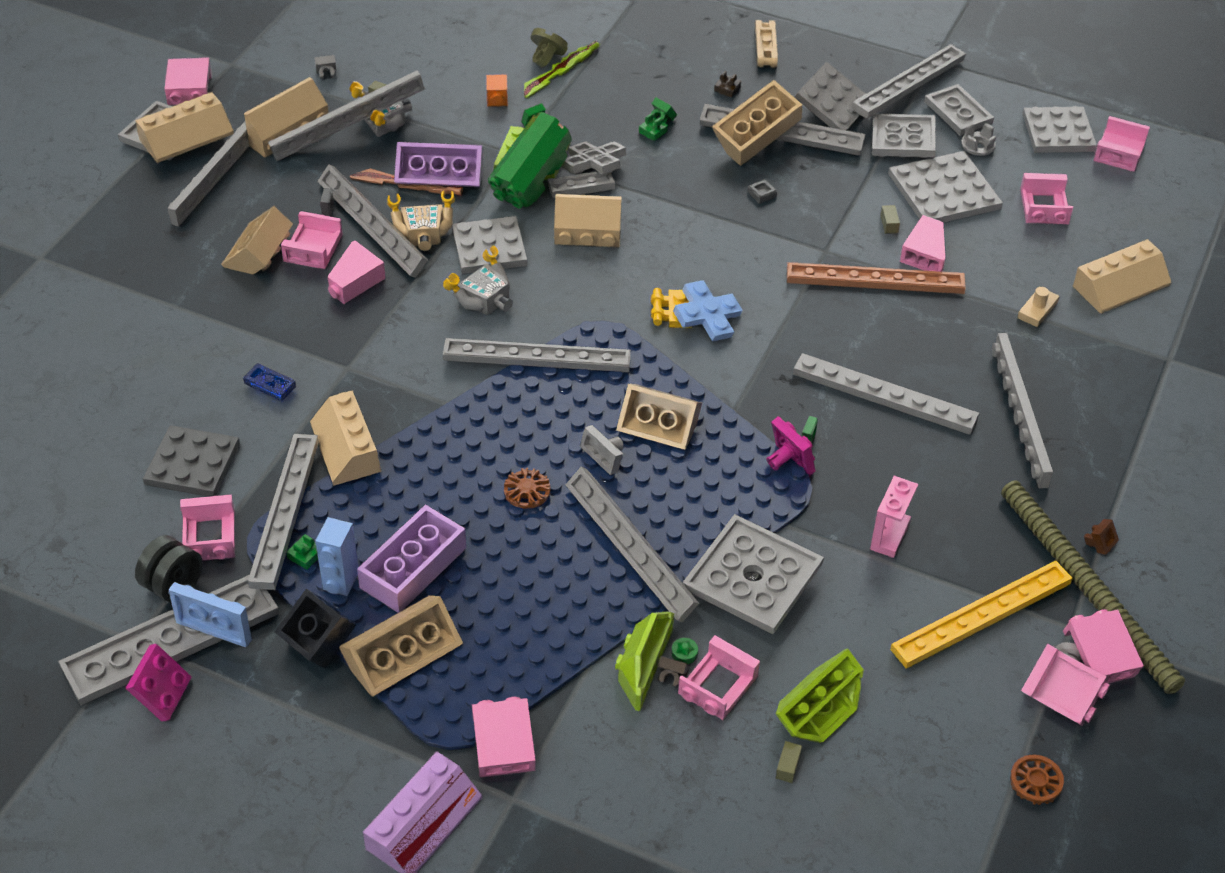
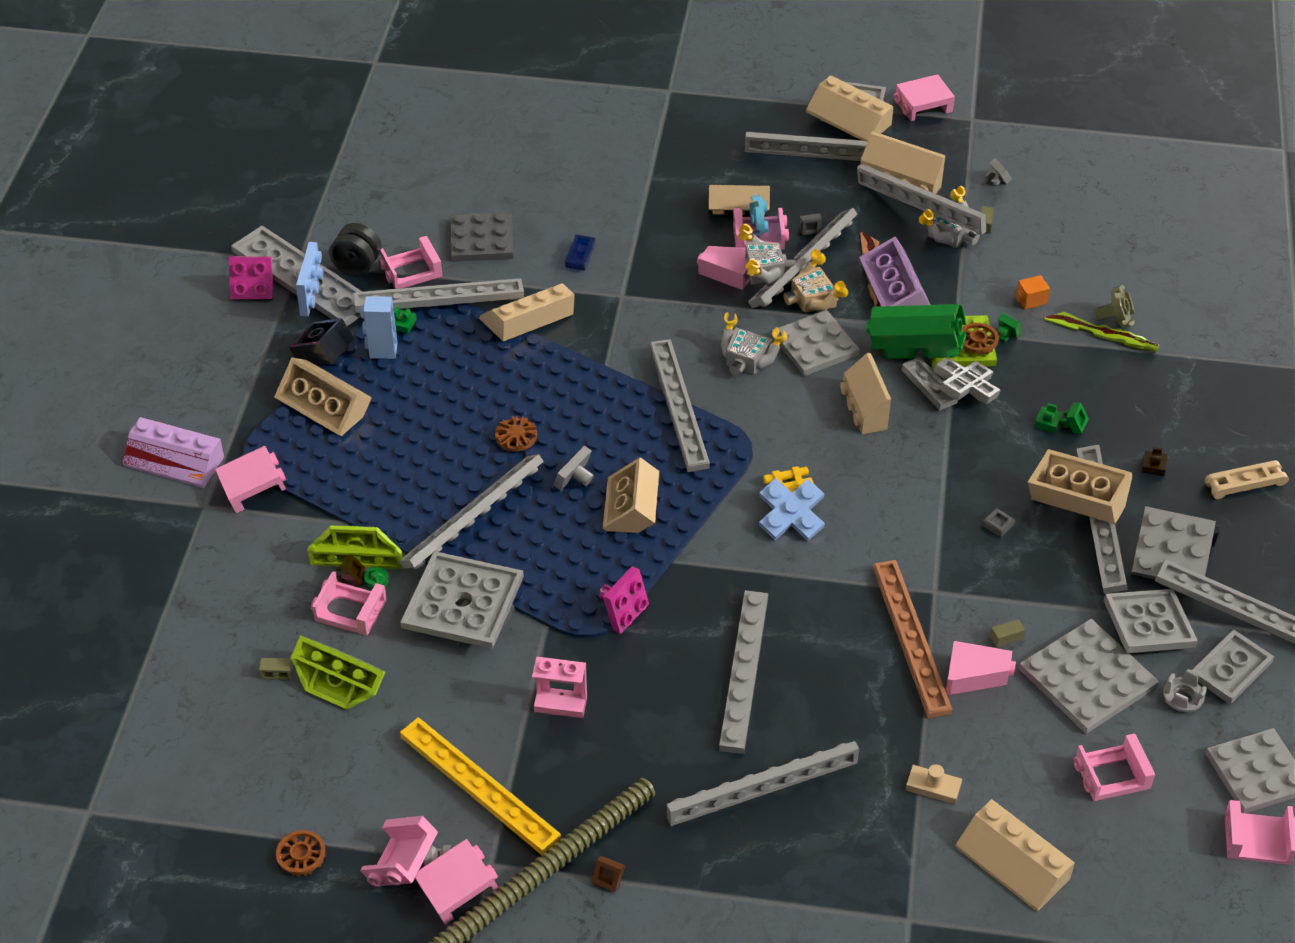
camera: 75 degrees right, 0 degrees up
(308, 219) = (757, 212): none -> medium azure plate
(381, 236) = (762, 258): none -> torso
(412, 558) = (405, 377): lavender brick -> none
(810, 428) = (659, 615): green tile -> none

